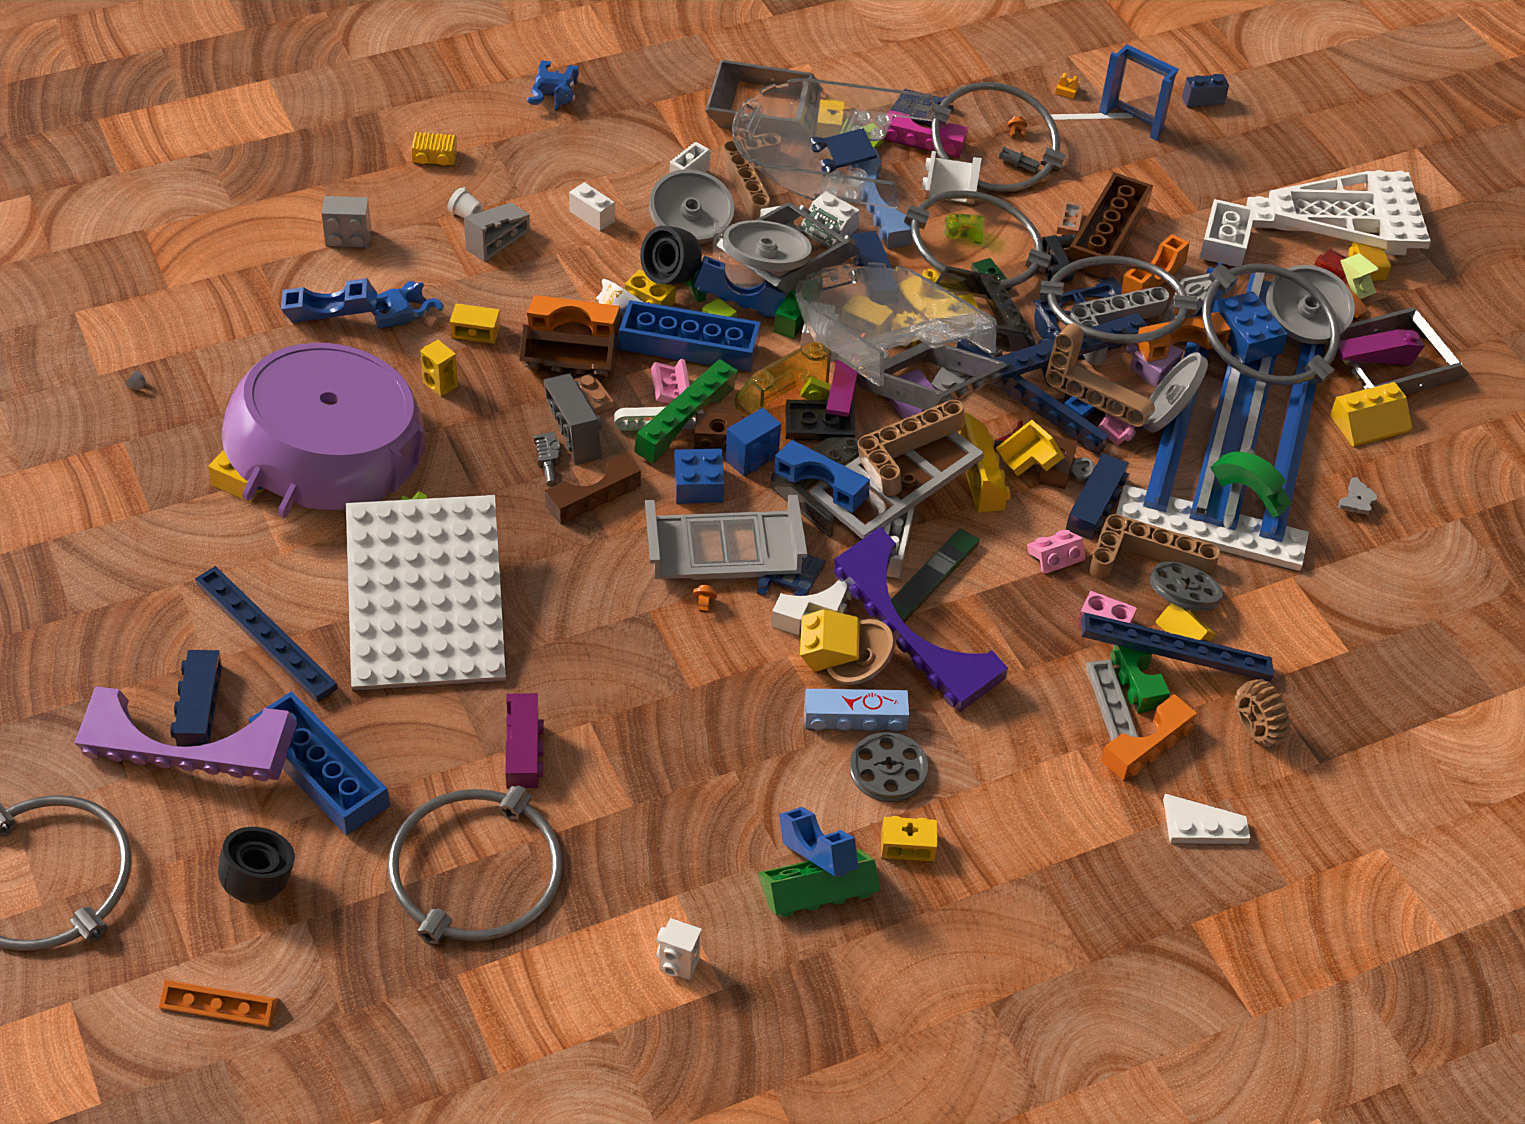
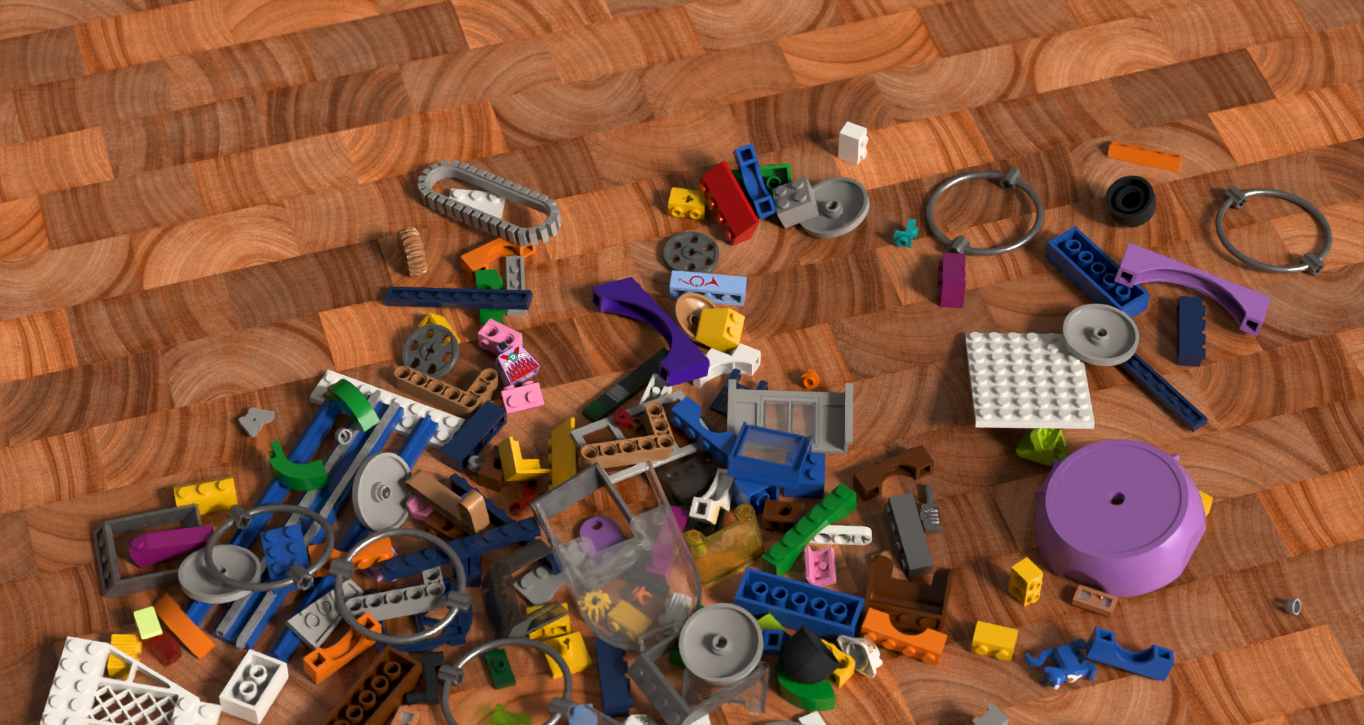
camera: 170 degrees left, 0 degrees up
(324, 653) = (1100, 334): none -> light grey dish
(589, 808) = (905, 239): none -> teal bracket
(698, 839) = (840, 205): none -> light grey dish
(740, 449) = (769, 456): none -> blue piece
(754, 837) = (795, 202): none -> light grey brick
(803, 416) = (717, 497): none -> white arch
(850, 811) = (728, 204): none -> red slope
(925, 473) = (622, 418): none -> dark red piece
(1075, 577) = (514, 364): none -> torso
(1204, 774) = (497, 186): none -> light grey piece
(1283, 410) = (296, 476): none -> green arch

